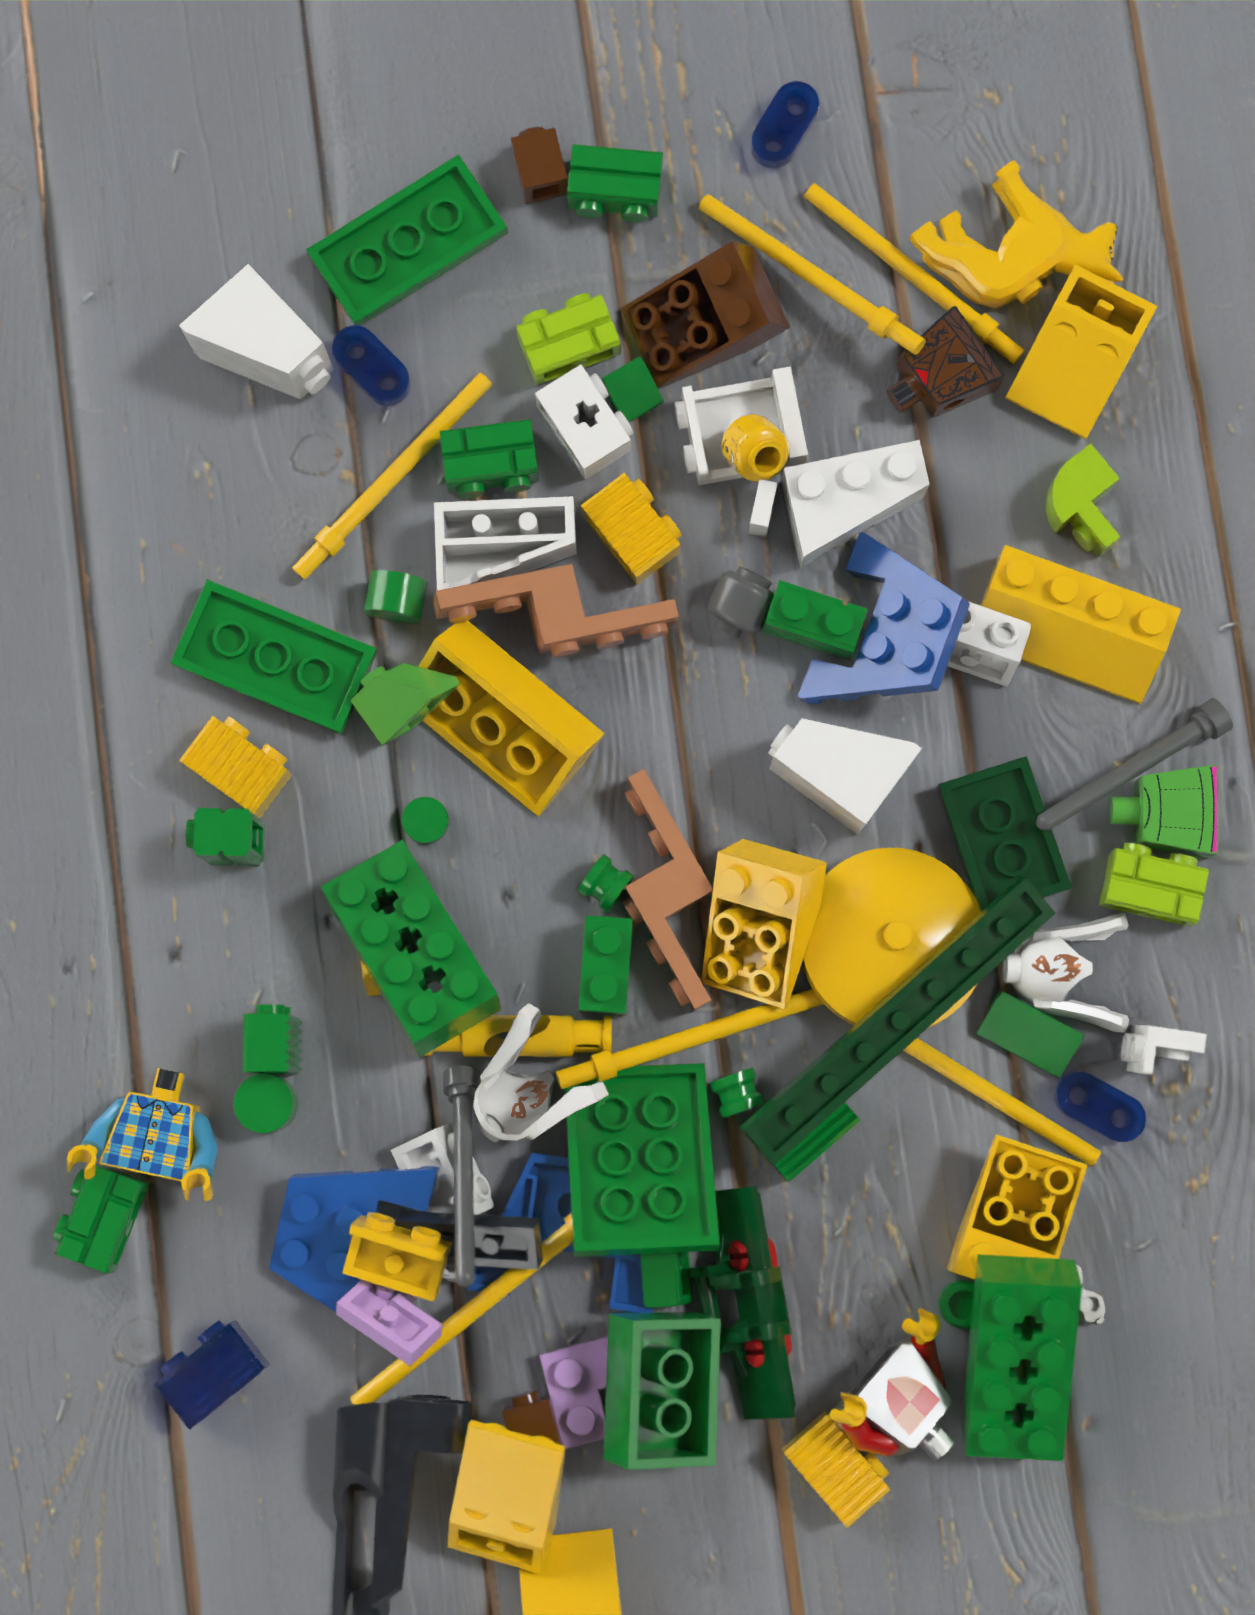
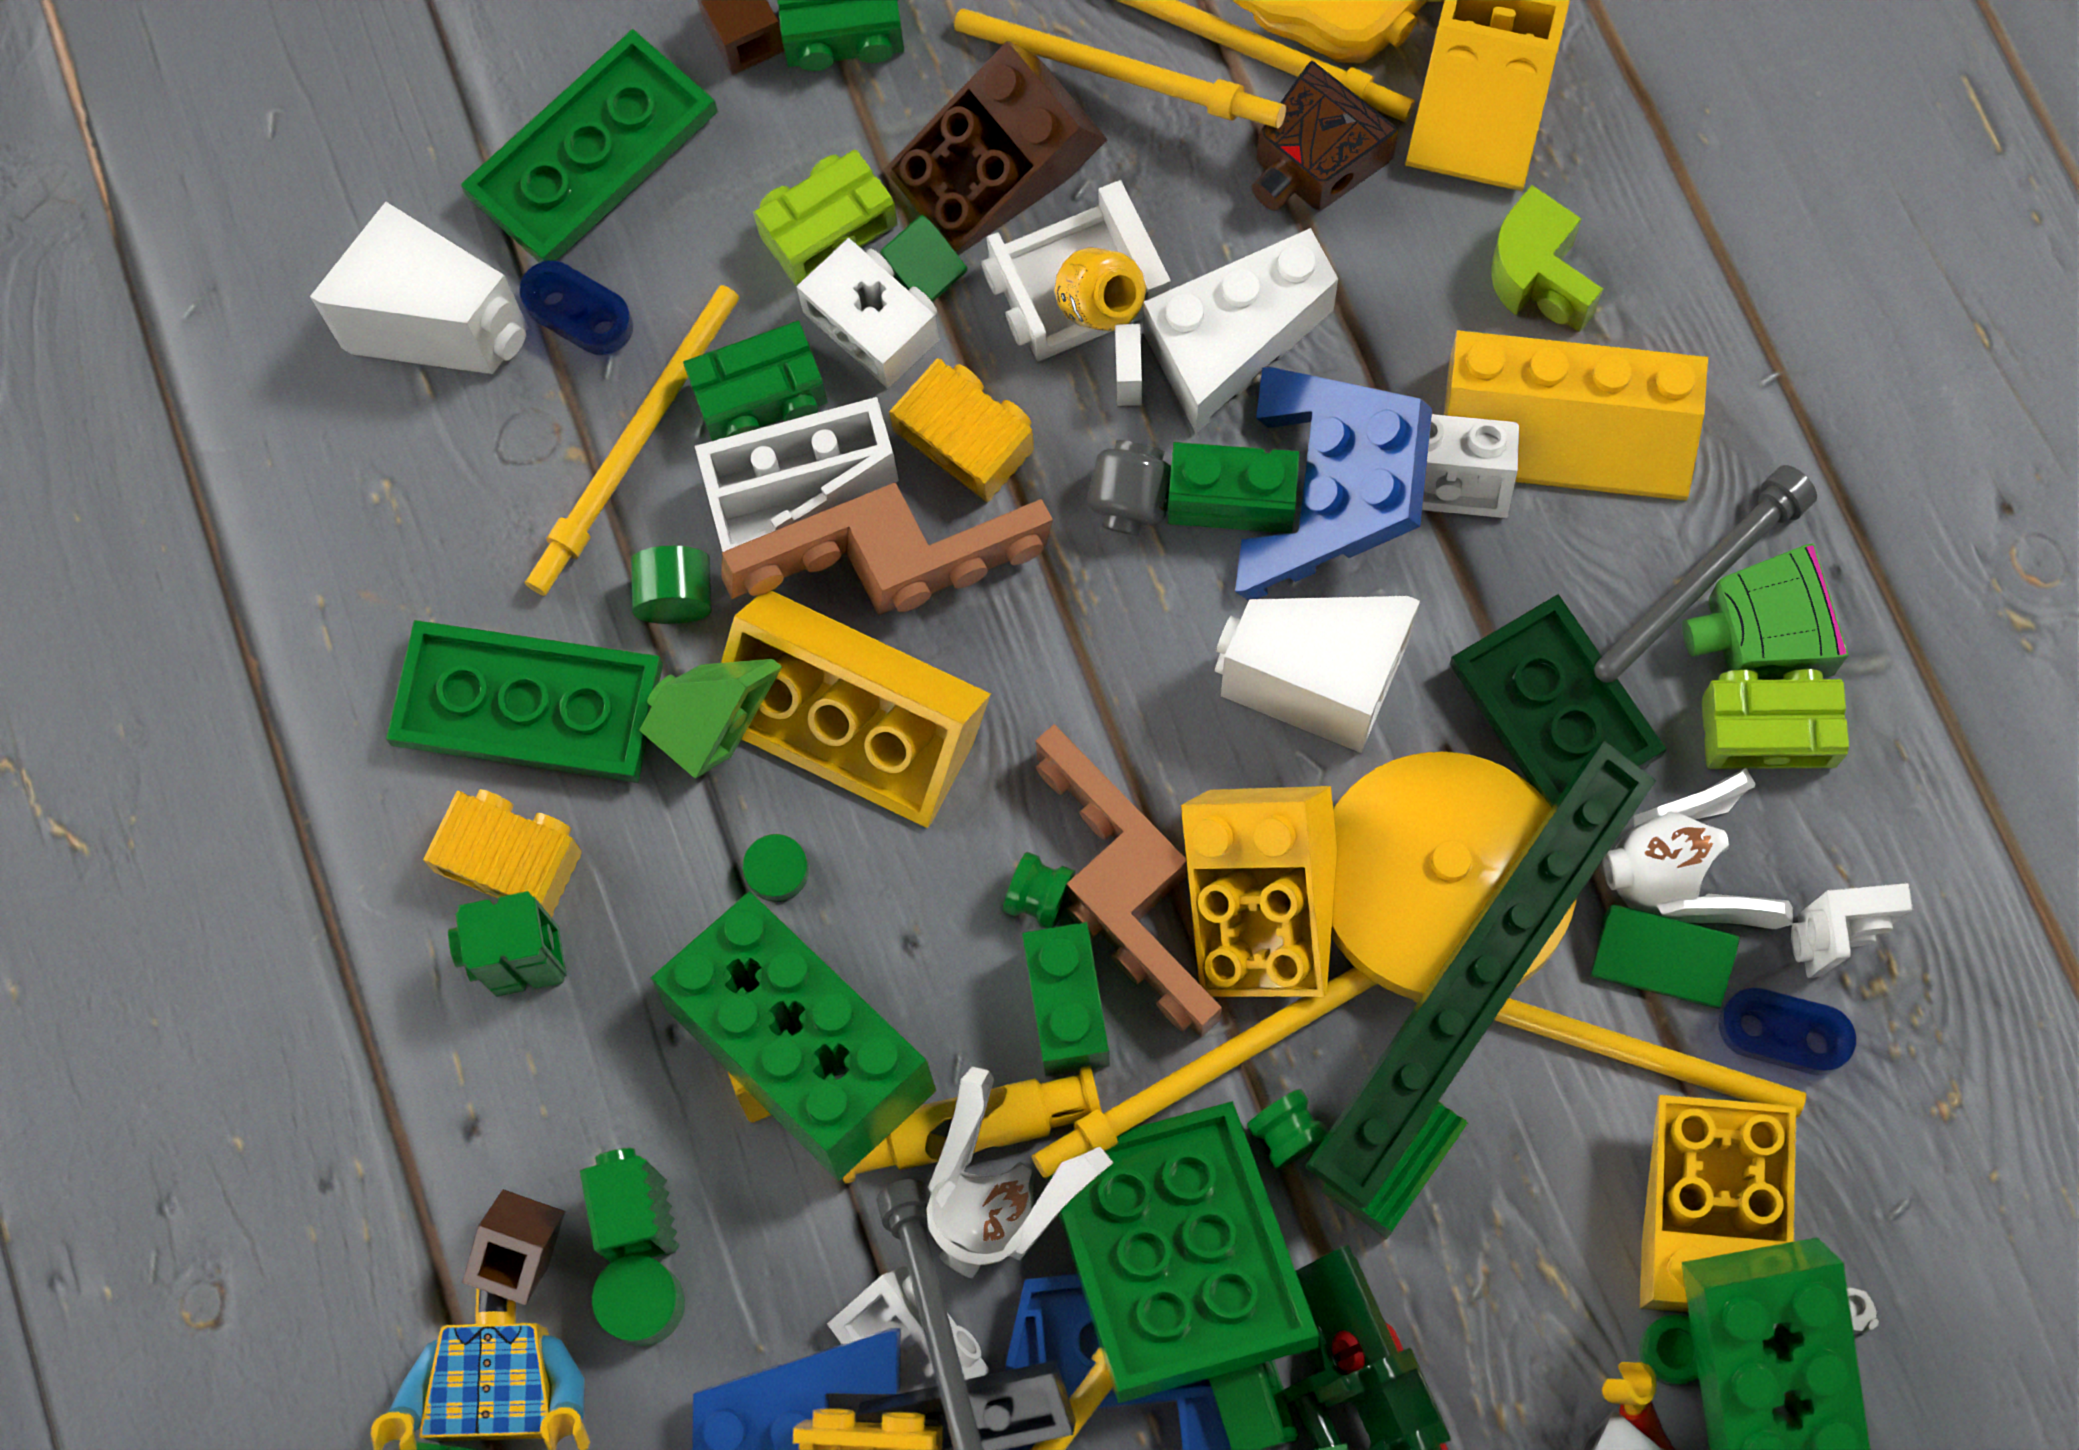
camera: 10 degrees left, 10 degrees down
(188, 1048) = (513, 1246): none -> reddish brown brick

